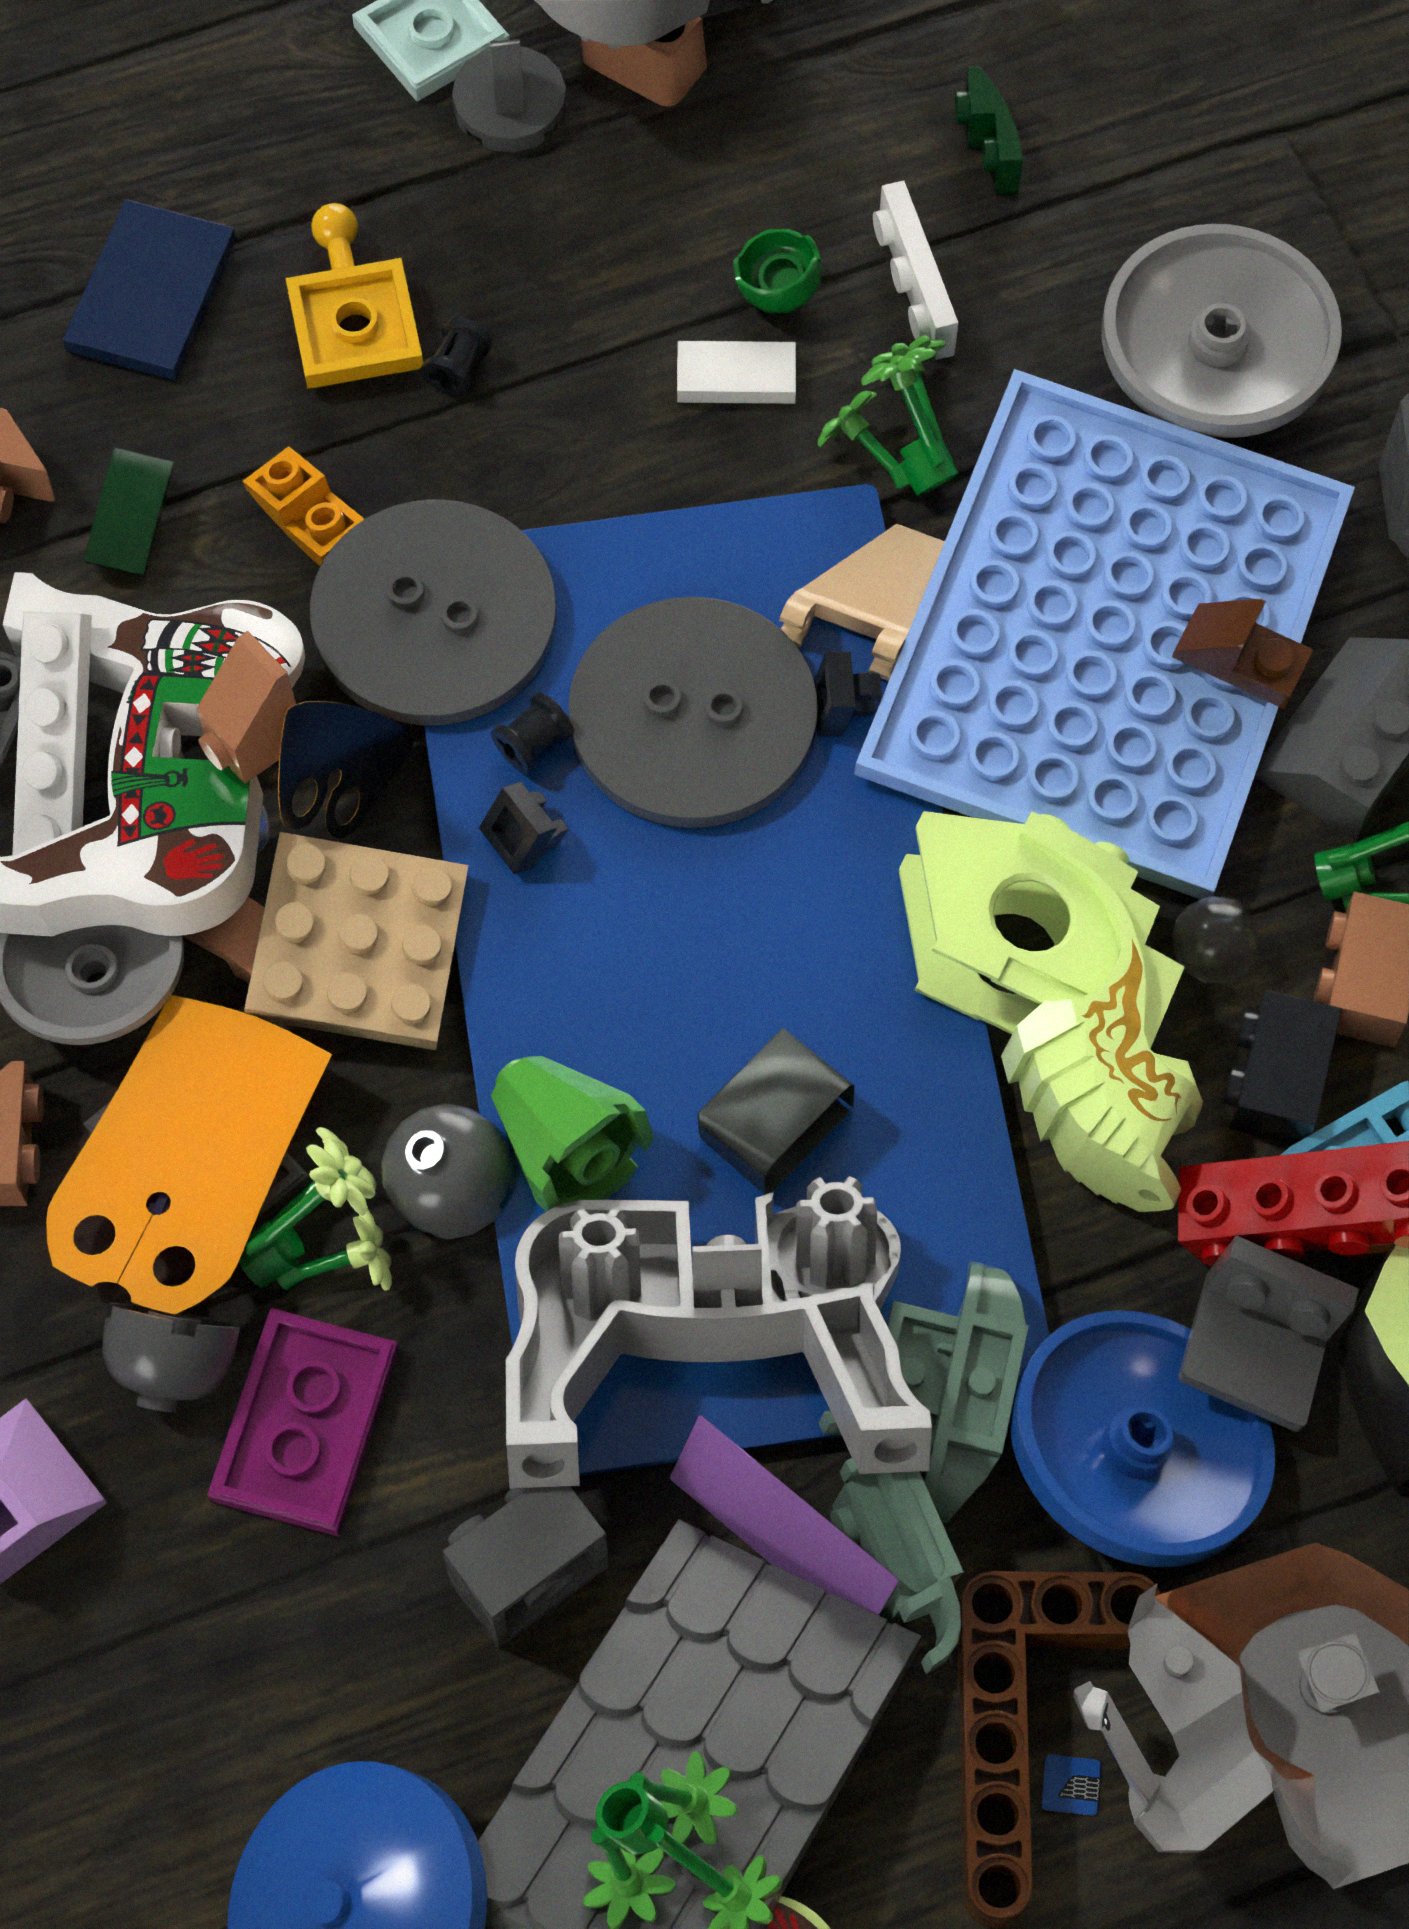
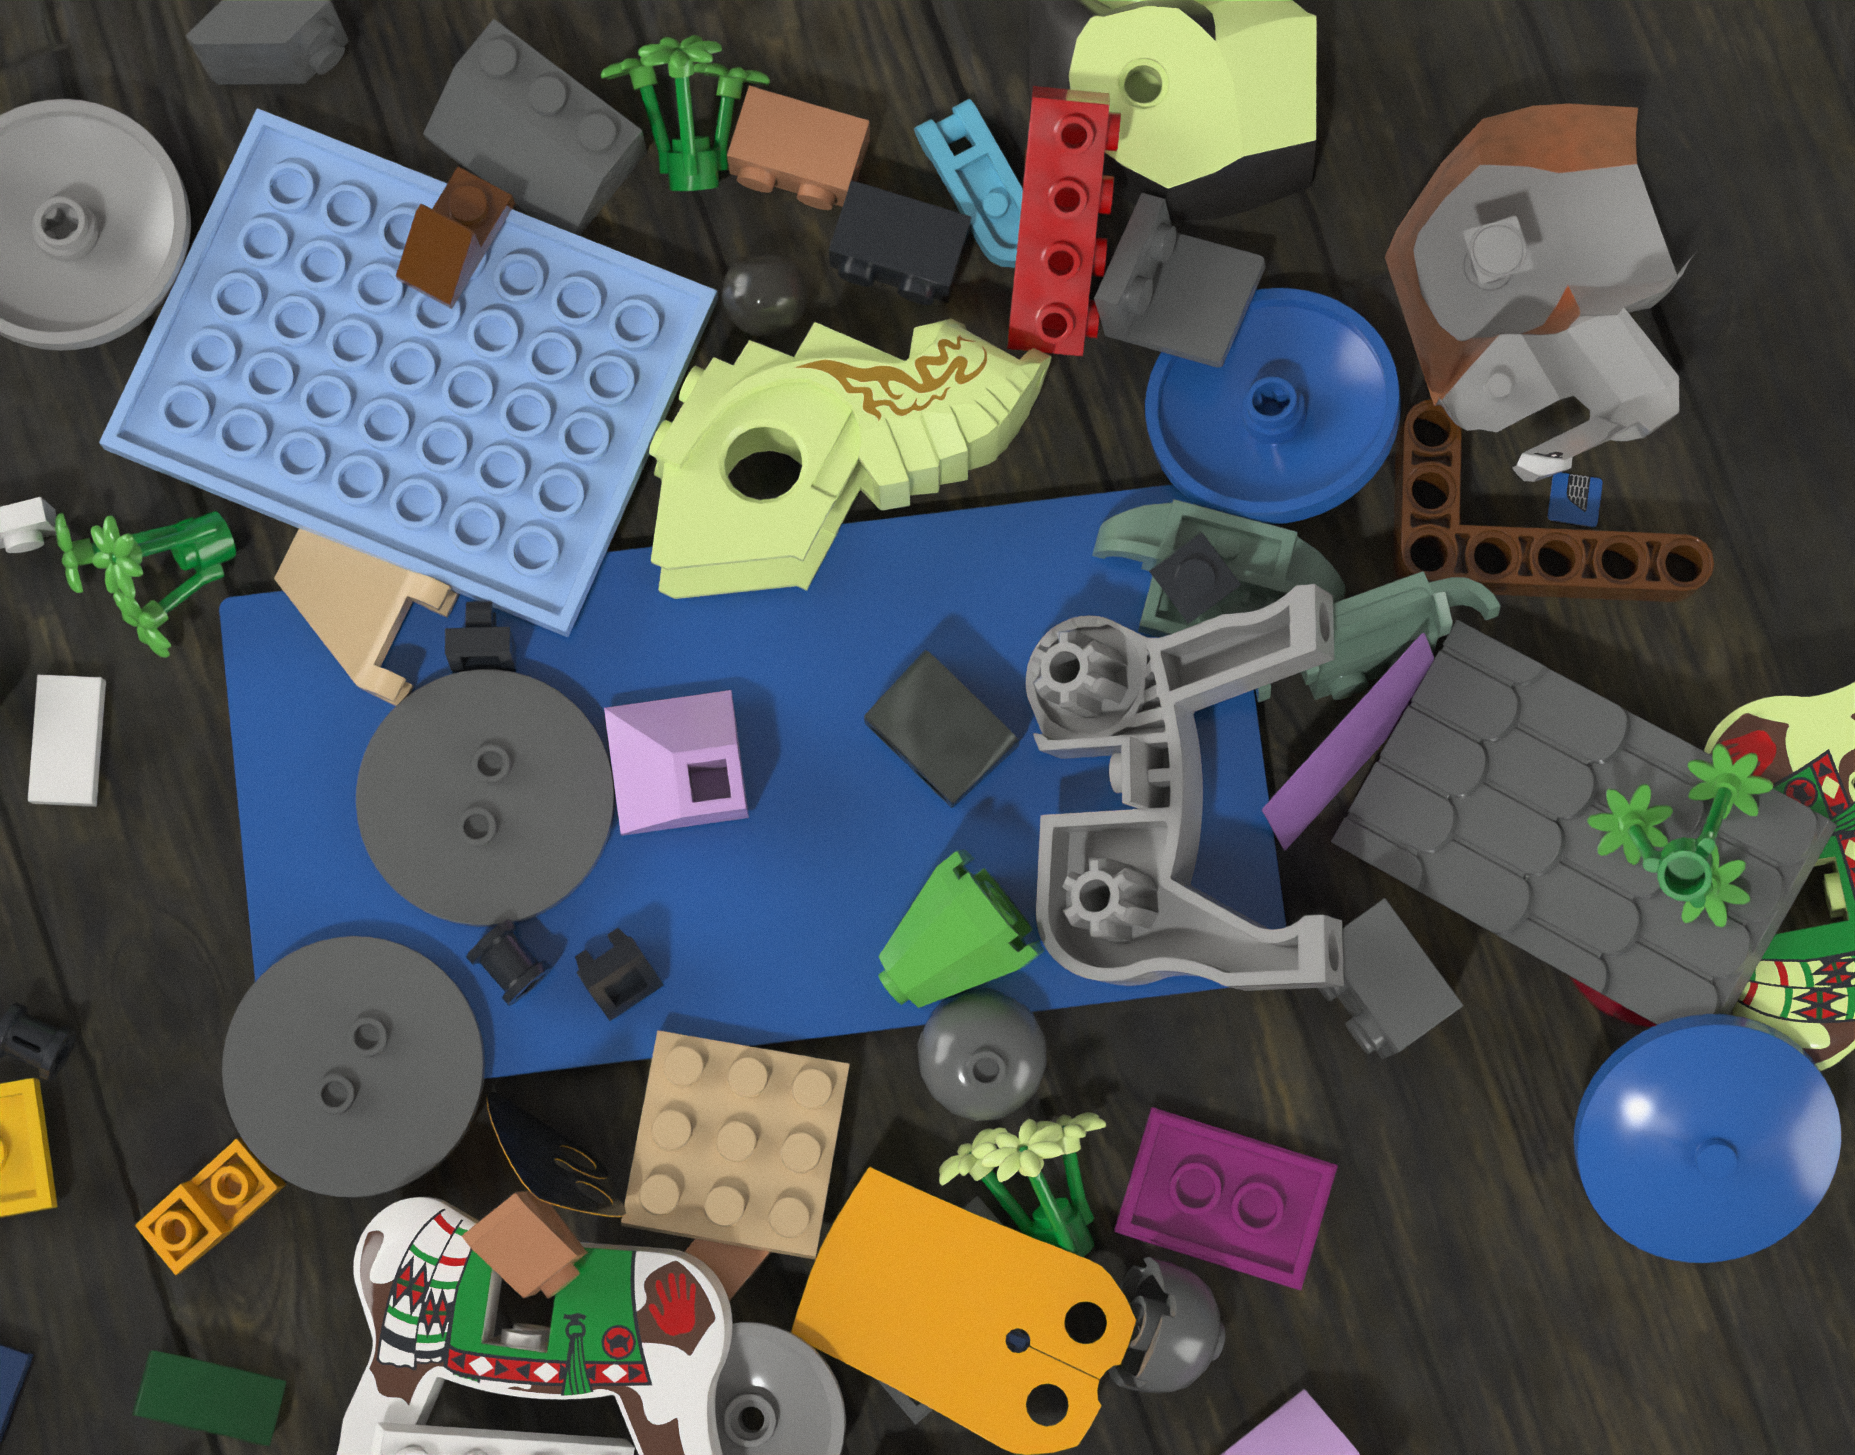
camera: 90 degrees left, 15 degrees up
(733, 875) = (676, 762): none -> lavender slope
(940, 1332) = (1194, 577): none -> black brick

